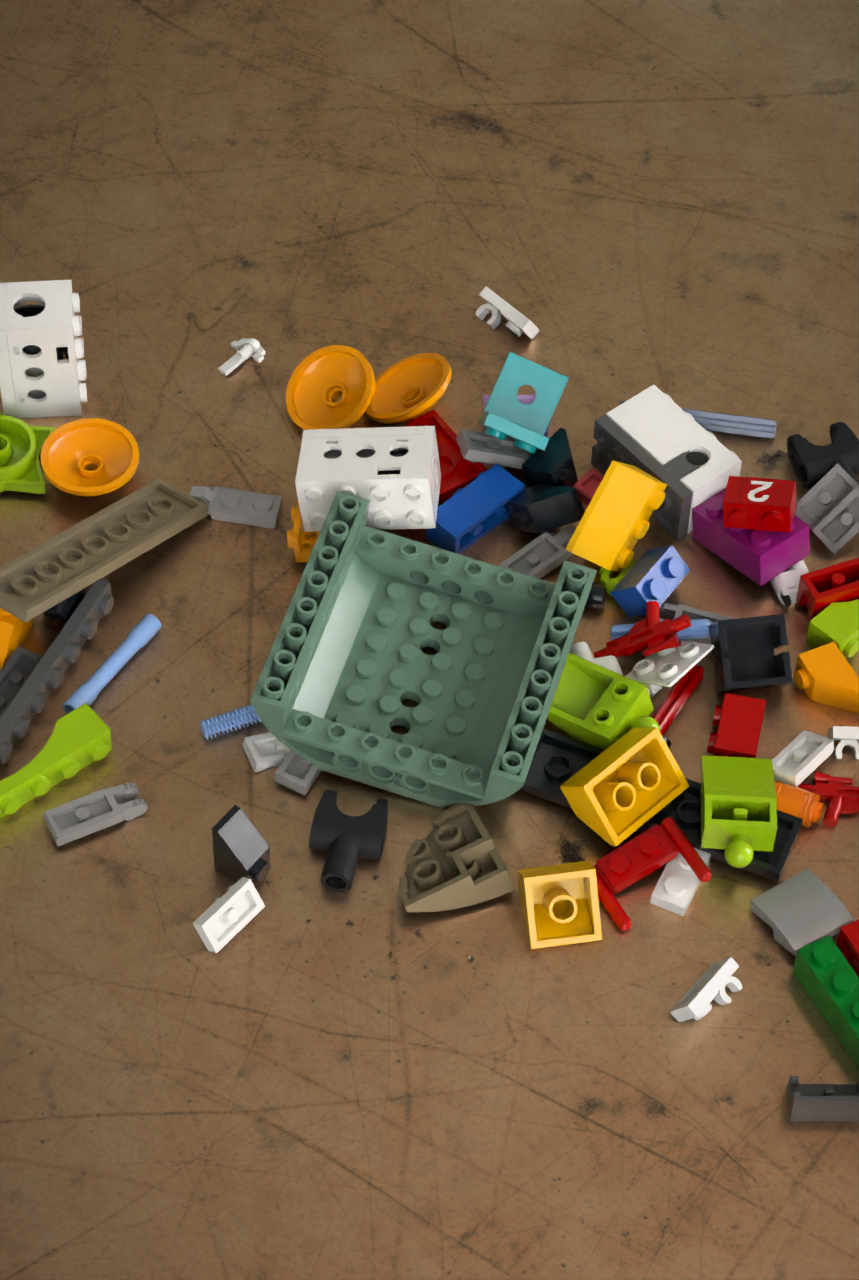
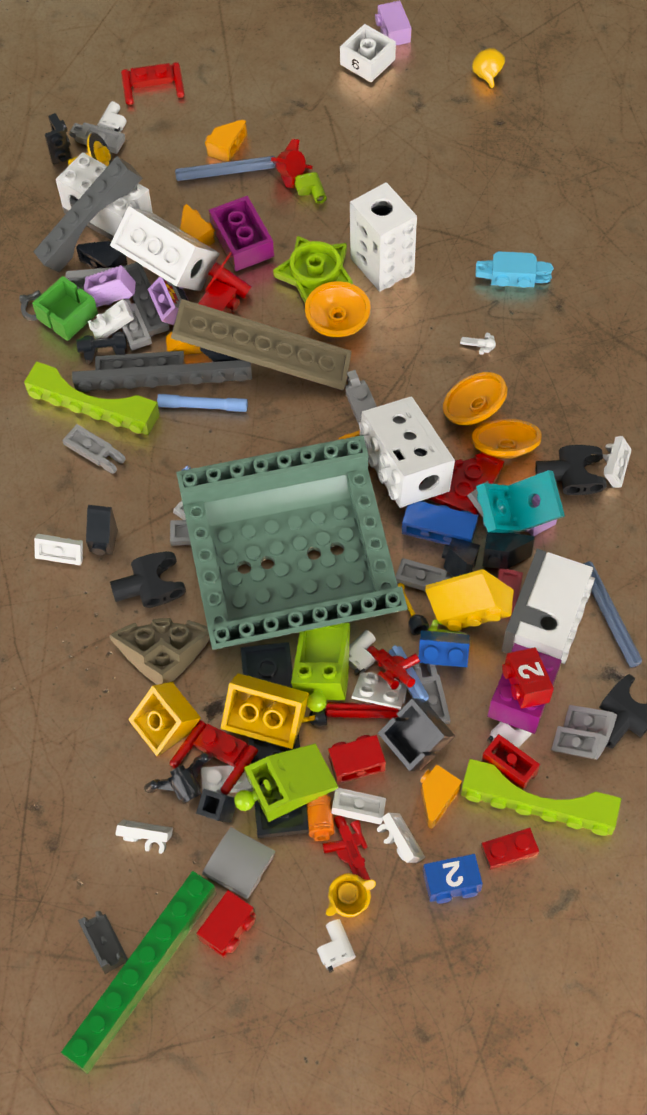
camera: 65 degrees right, 10 degrees up
(166, 270) = (514, 269): none -> medium azure hinge
(484, 357) = (571, 469): none -> black connector
(658, 916) = (183, 780): none -> black piece
(720, 893) = (216, 806): none -> black brick

